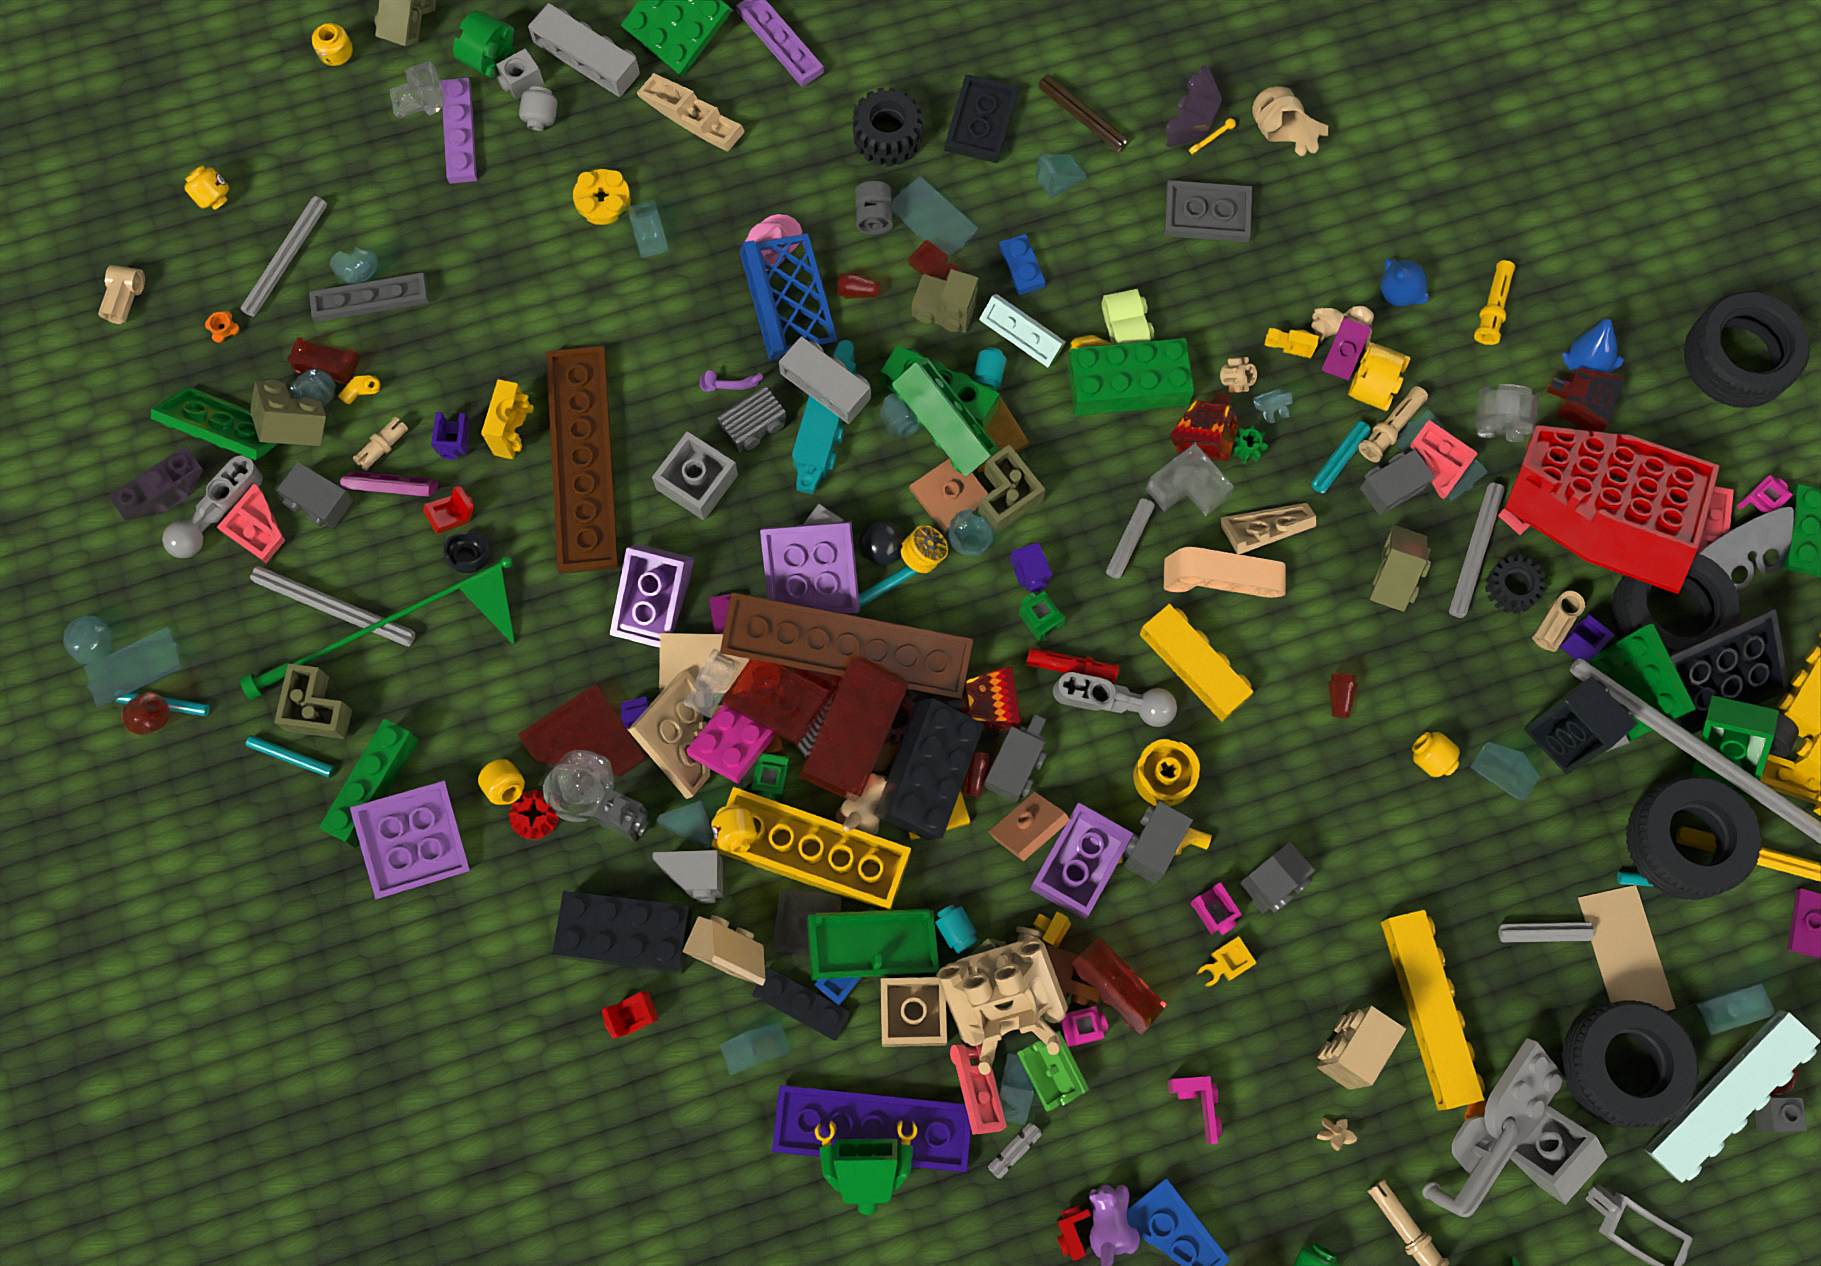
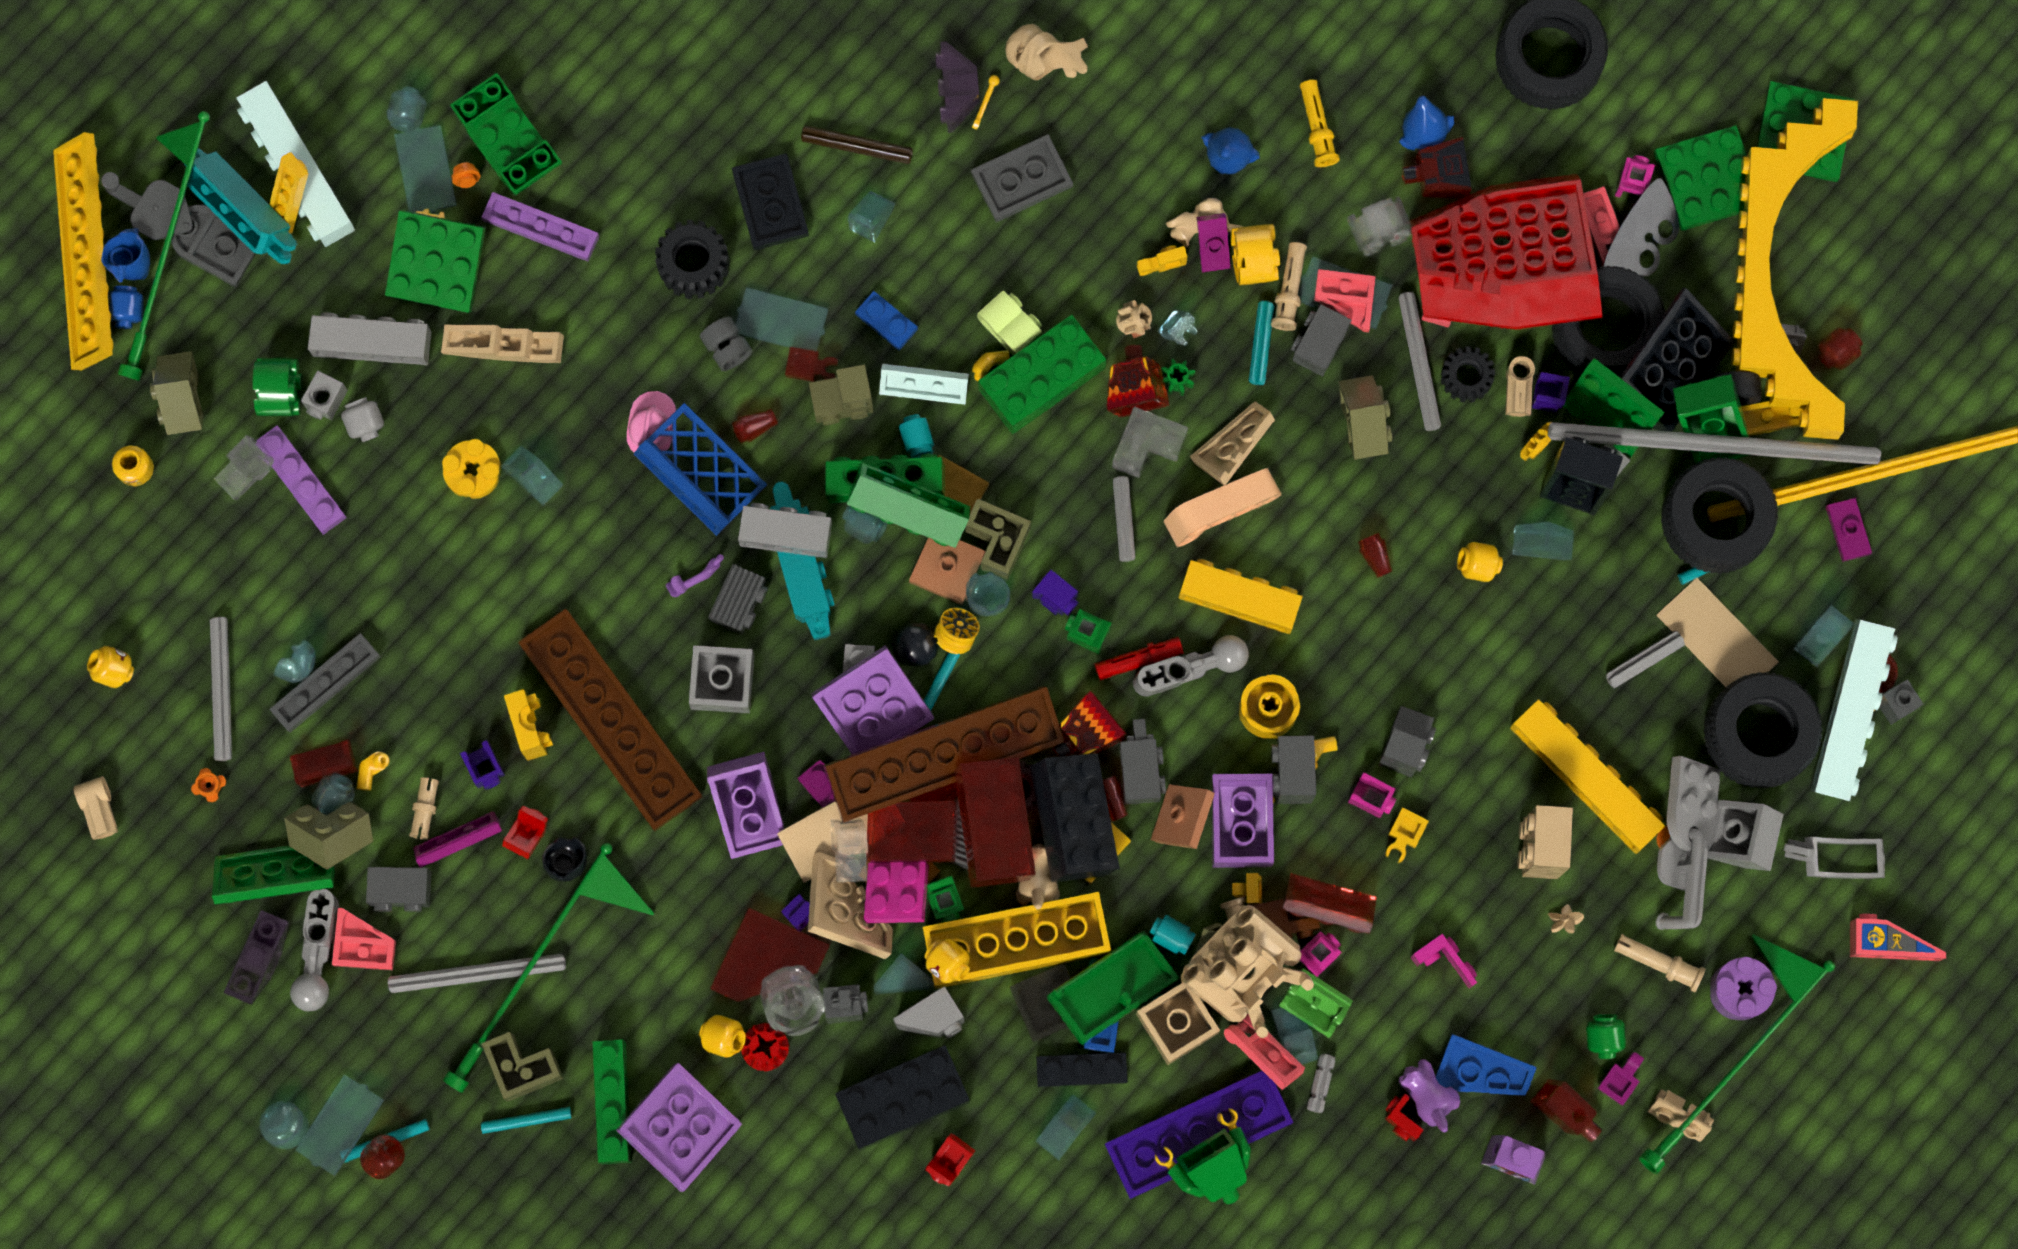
camera: 30 degrees left, 5 degrees up
(727, 949) = (998, 1061): tan slope -> none
(1550, 678) = (1536, 443): none -> yellow gear

